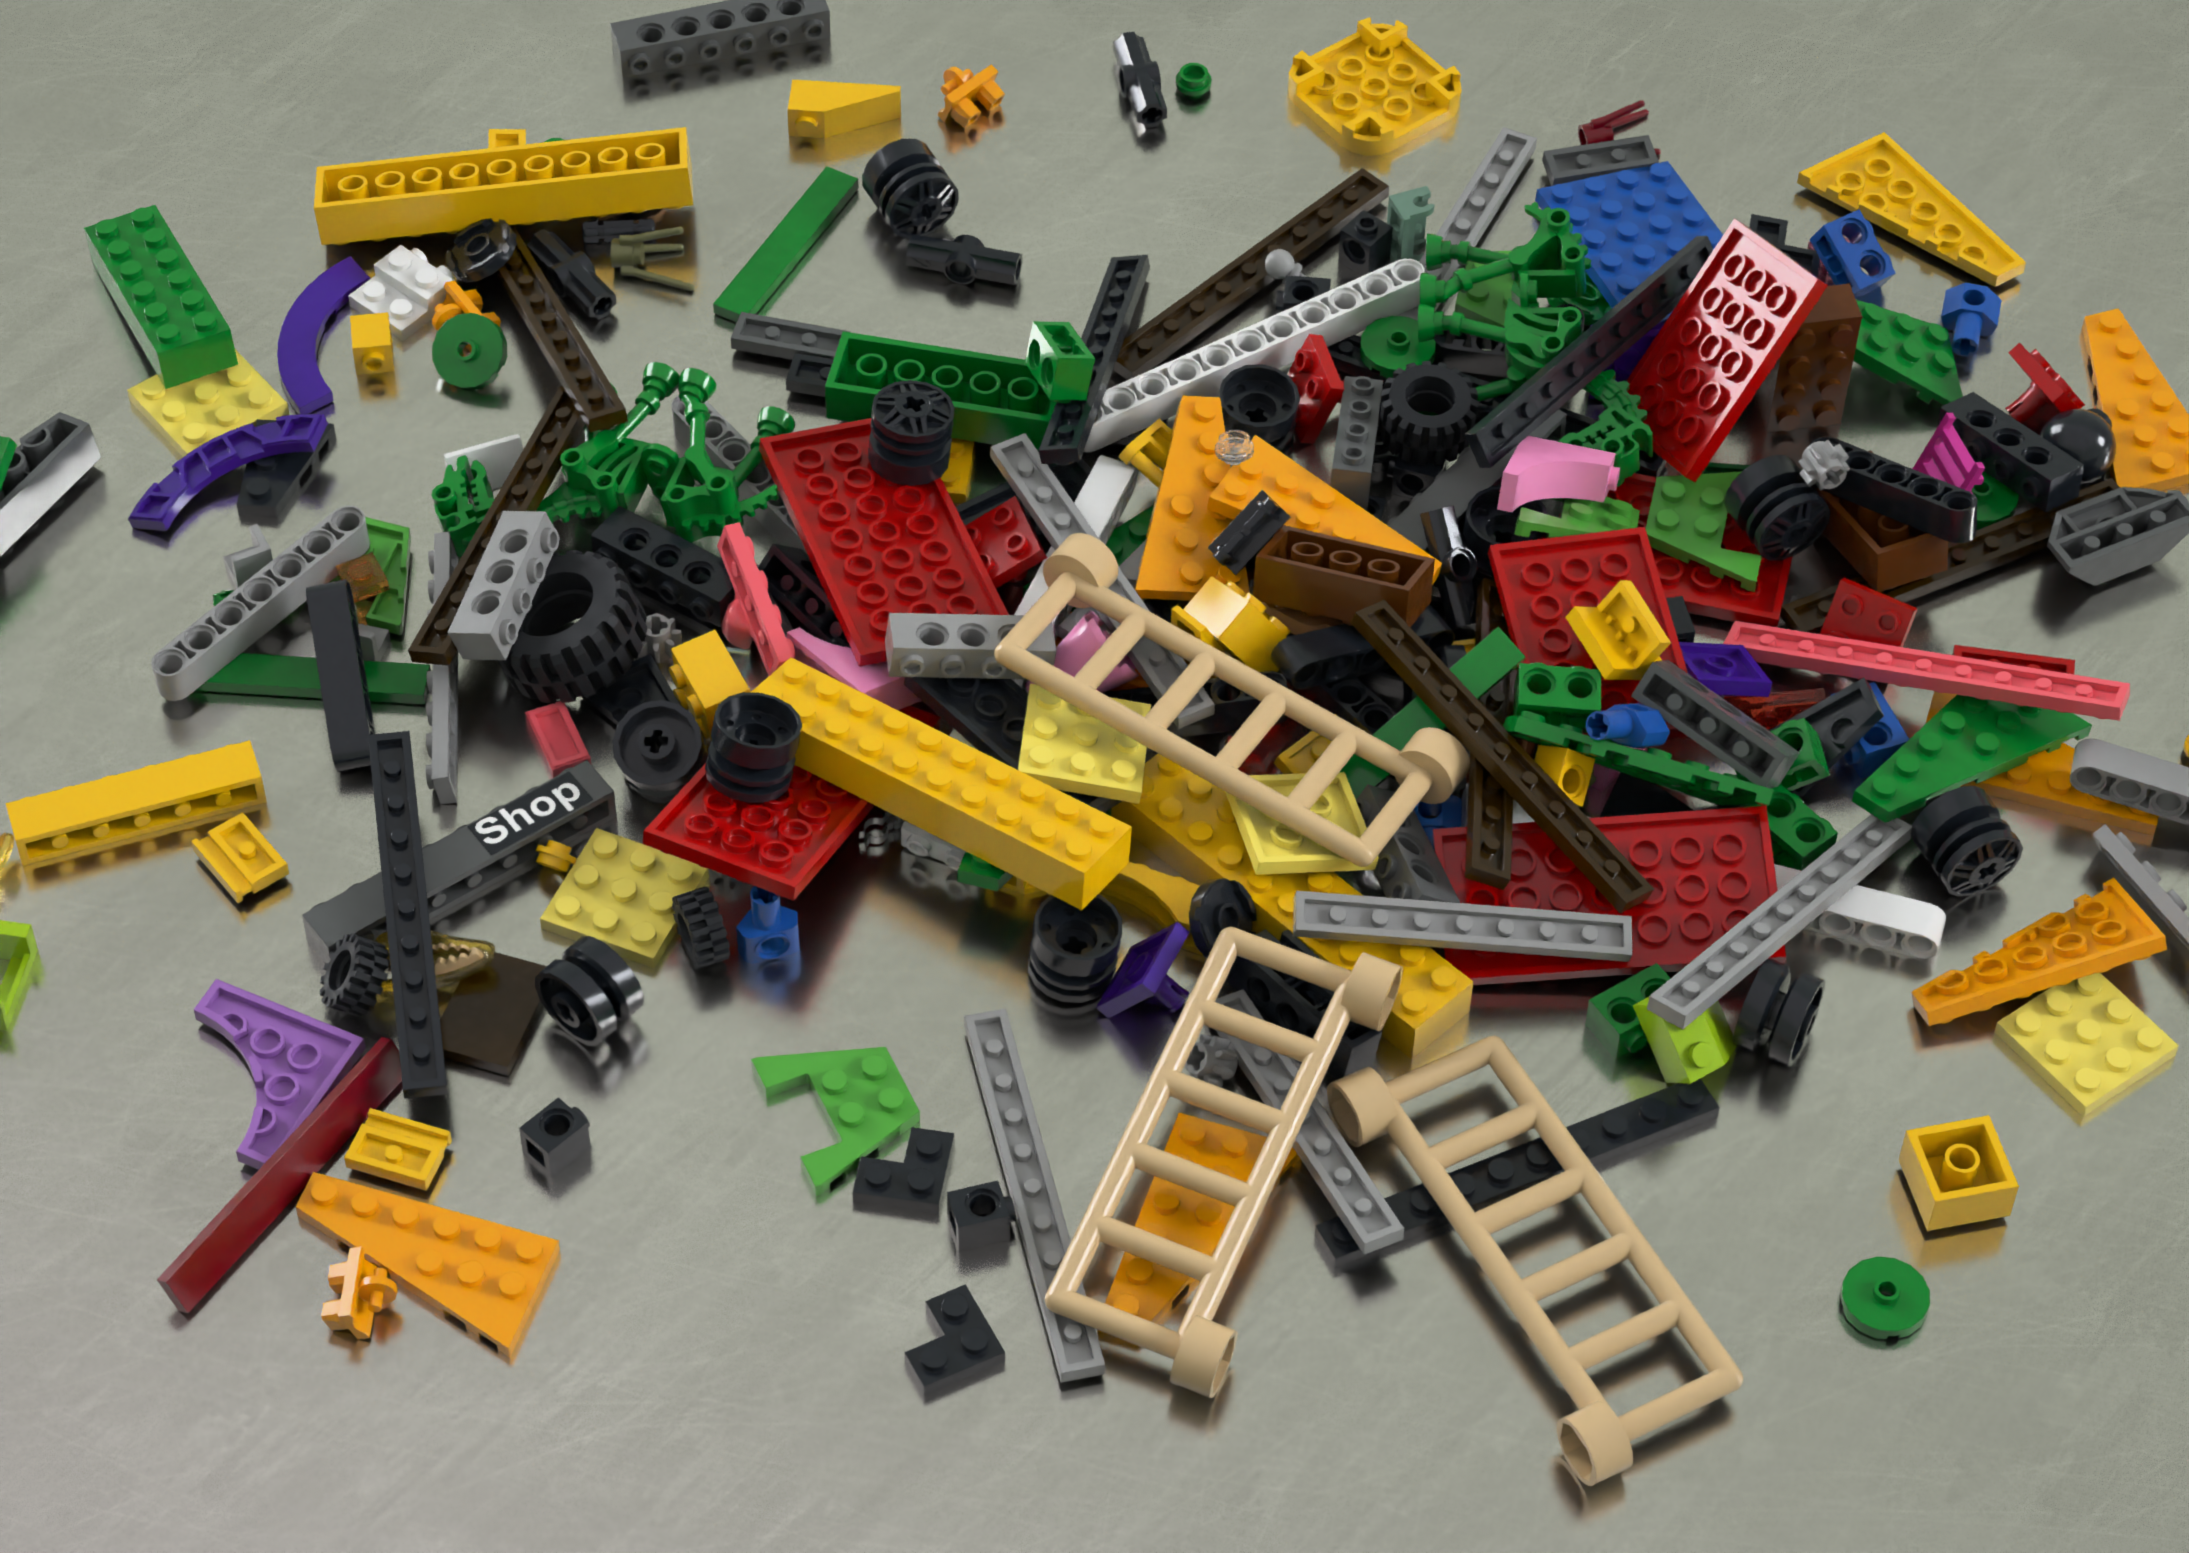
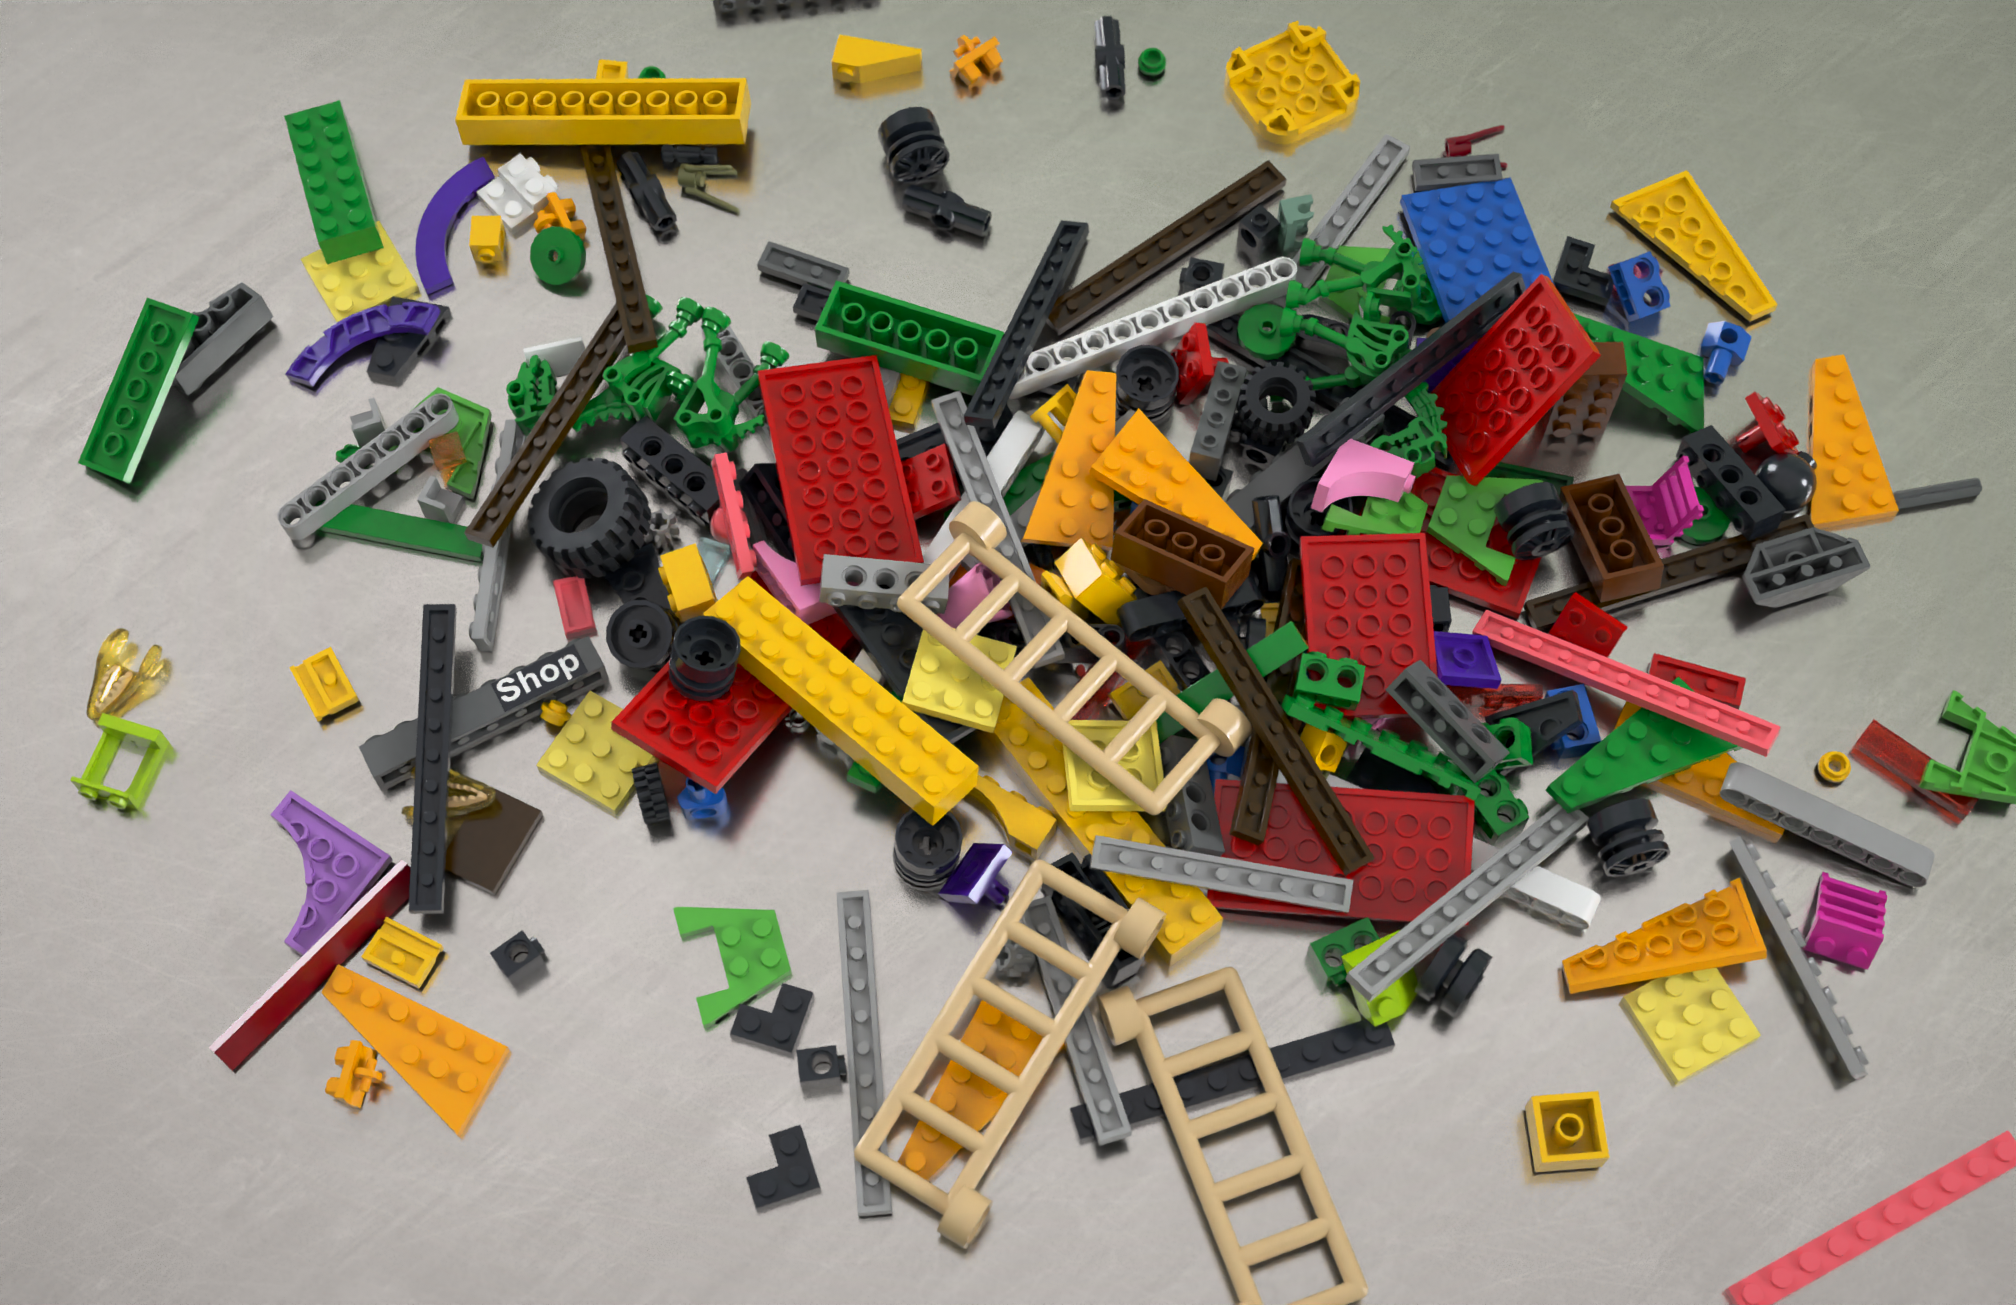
camera: 10 degrees right, 15 degrees up
(136, 802) = (254, 627): yellow brick -> none
(341, 673) = (417, 538): black beam -> none
(354, 975) = (389, 803): black tyre -> none
(481, 250) = (579, 166): black tile -> none
(504, 585) = (543, 485): light grey brick -> none
(589, 990) = (554, 844): black wheel -> none
(786, 244) = (814, 180): green tile -> none
(911, 432) = (870, 384): black wheel -> none
(1059, 361) = (993, 335): green brick -> none
(1218, 906) = (1040, 837): black tile -> none
(1234, 447) = (1118, 423): clear plate -> none
(1248, 532) = (1116, 501): black hinge -> none
(1281, 263) = (1188, 246): light grey bar -> none
(1620, 633) = (1384, 637): yellow bracket -> none
(1629, 726) = (1380, 716): blue piece -> none
(1824, 465) = (1575, 498): light grey gear -> none
(1881, 1314) = (1479, 1238): green plate -> none
(1906, 495) = (1626, 523): black beam -> none

